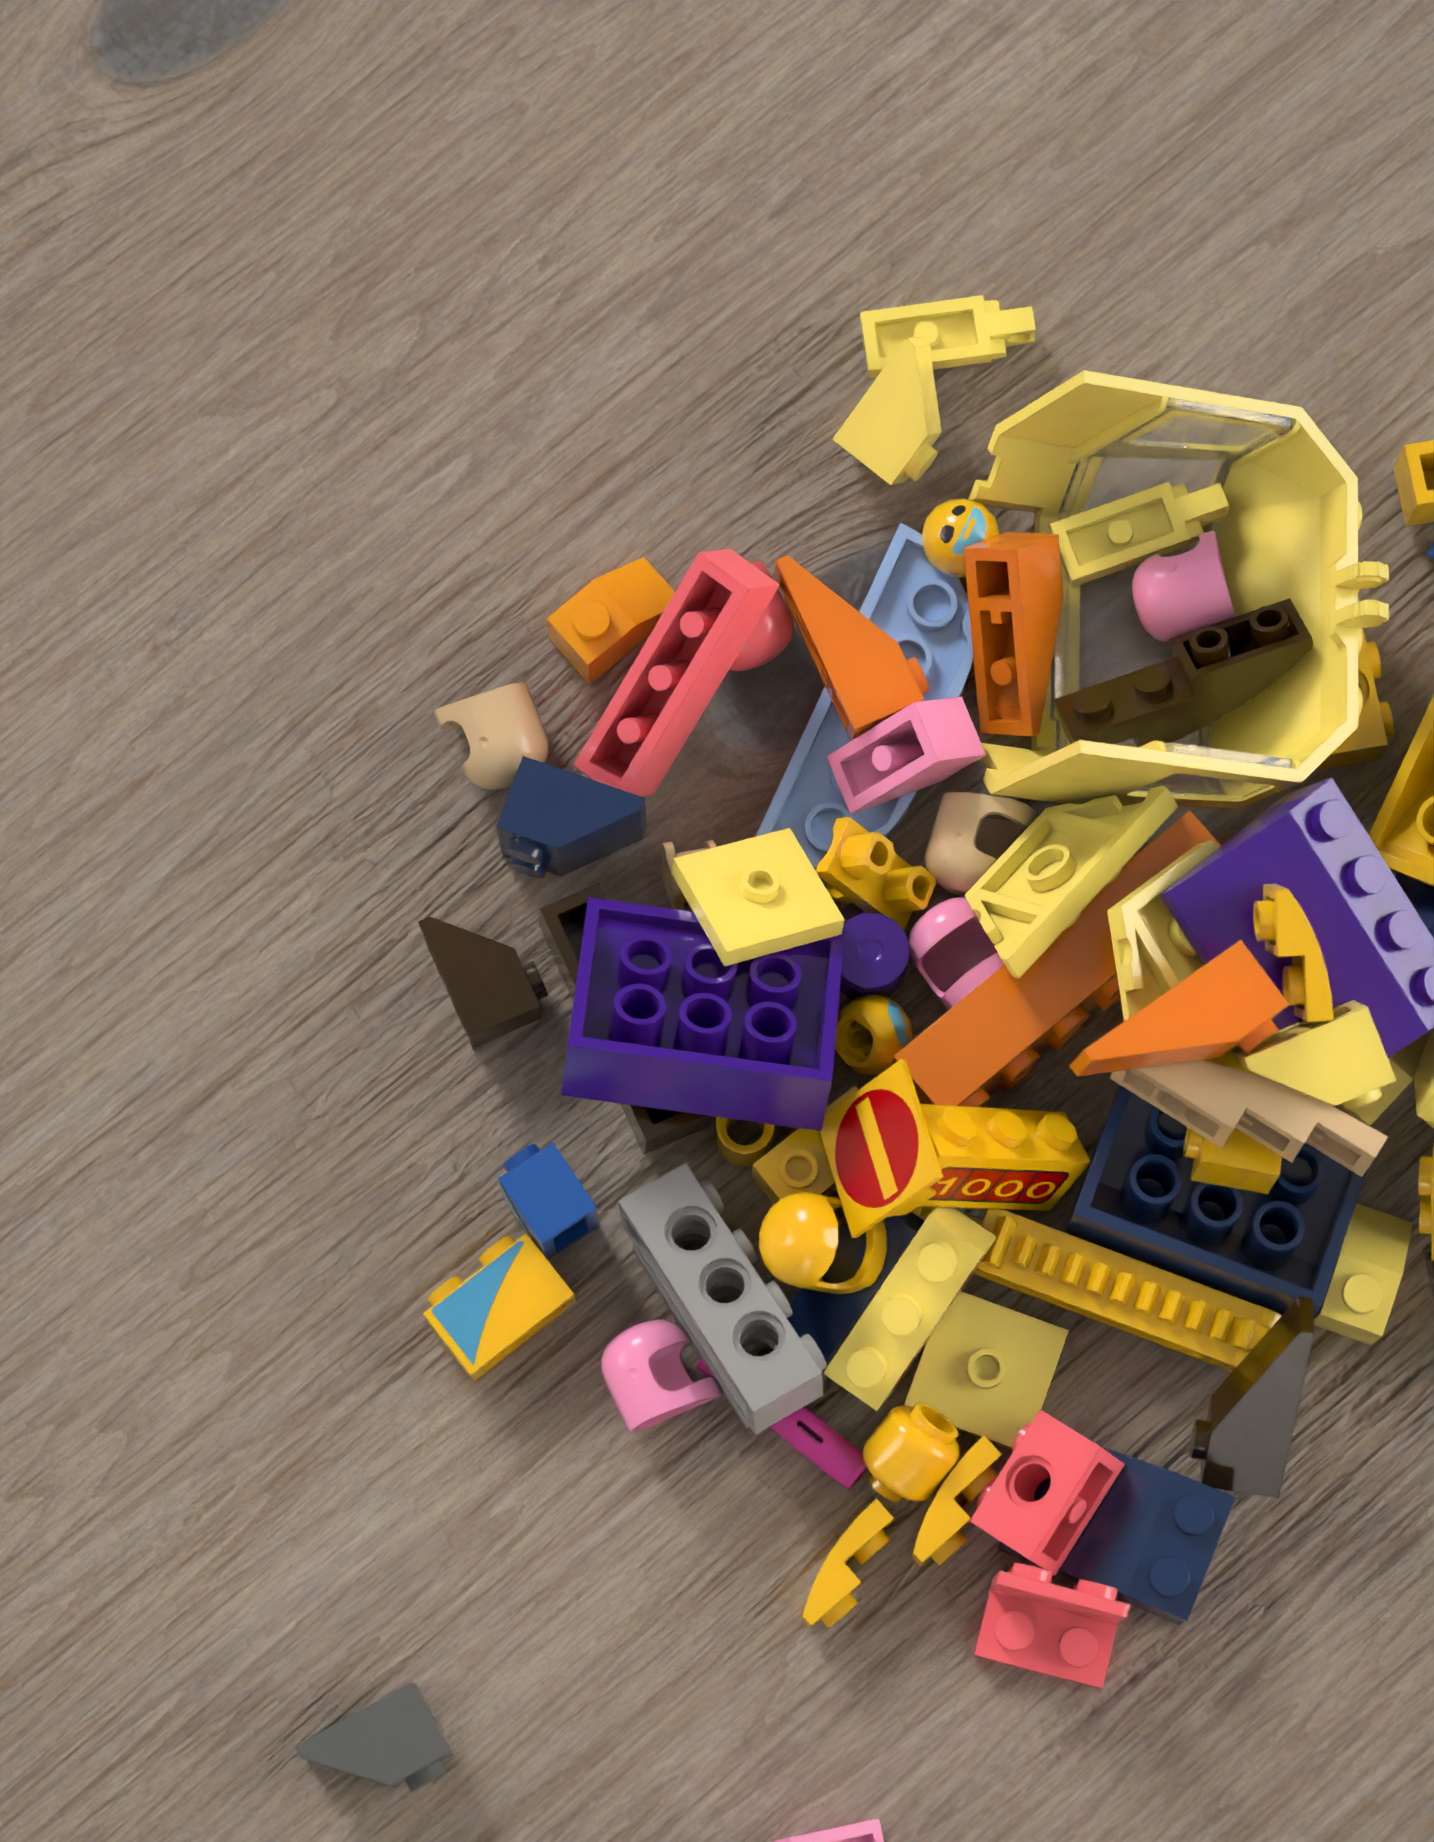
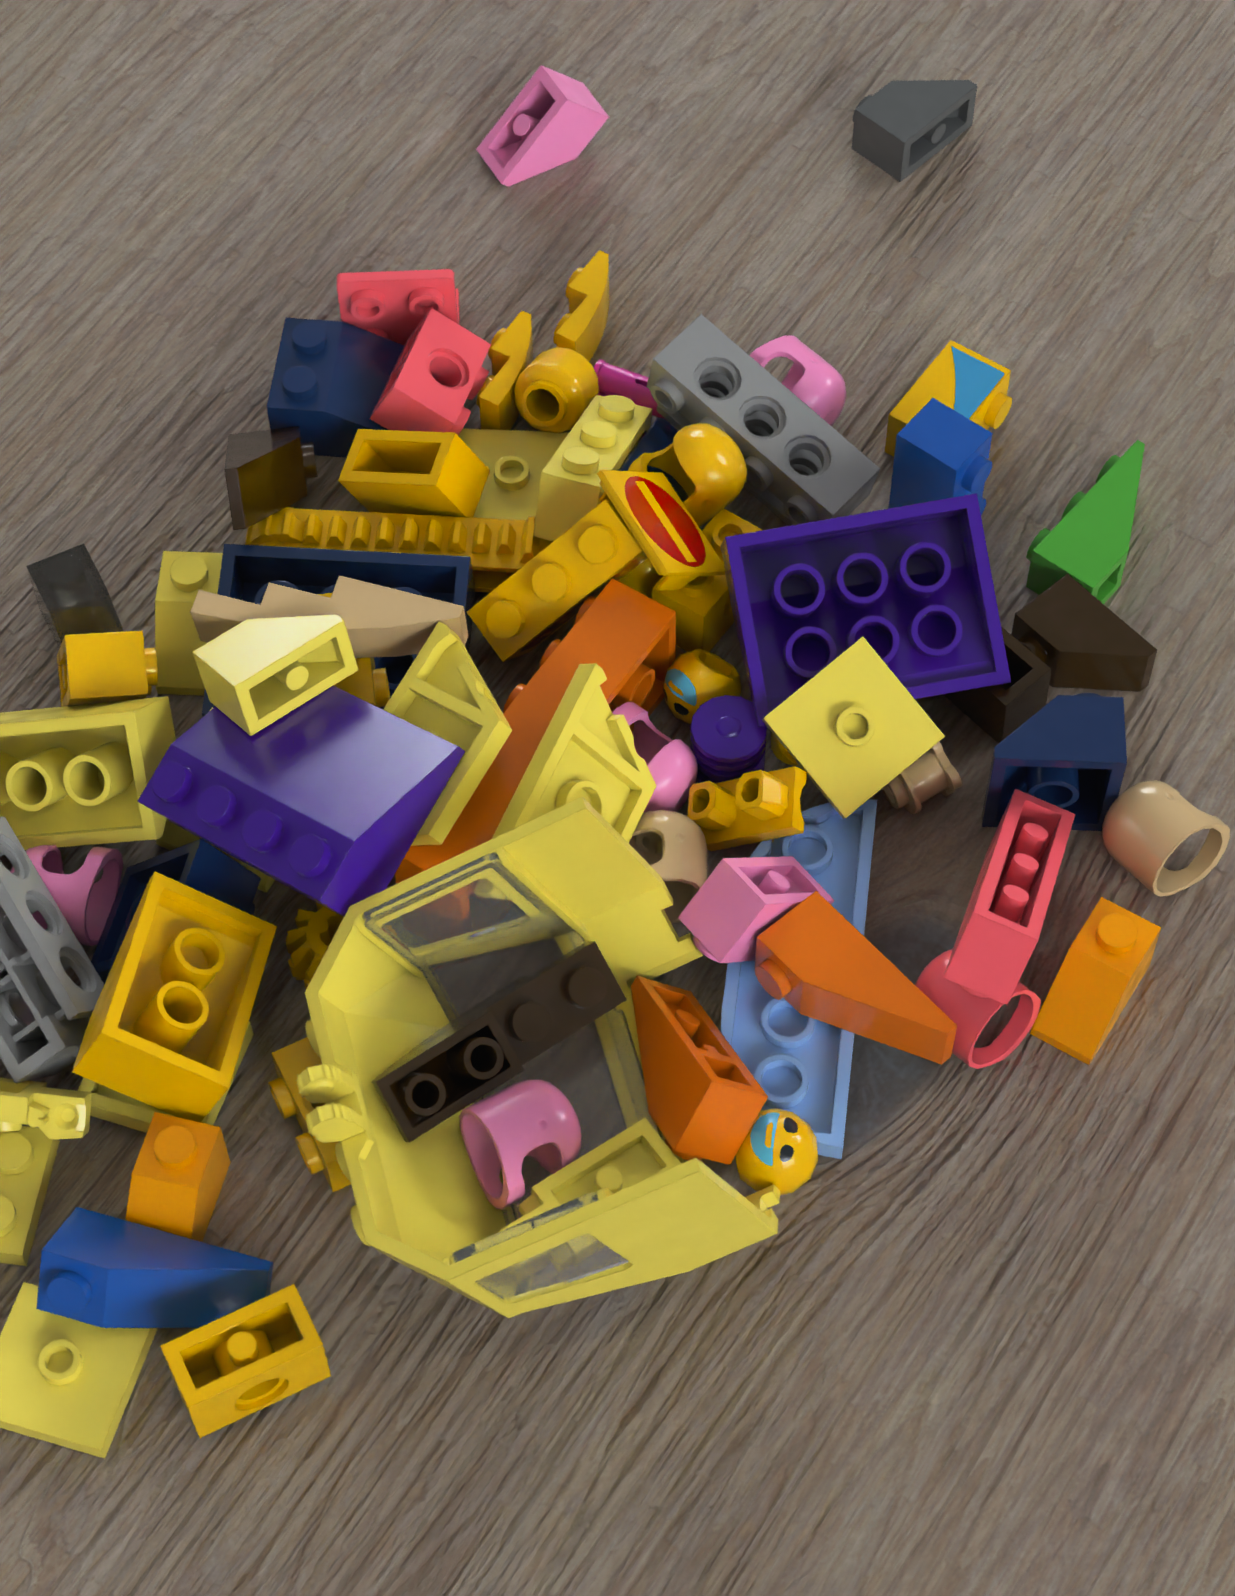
camera: 165 degrees right, 20 degrees down
(418, 1088) = (1093, 532): none -> bright green slope
(897, 417) = (884, 1242): light yellow slope -> none
(957, 330) = (869, 1367): light yellow hinge -> none
(1098, 1365) = (414, 473): none -> yellow brick
(1196, 1020) = (403, 630): orange slope -> none
(1288, 933) = (318, 724): yellow slope -> none

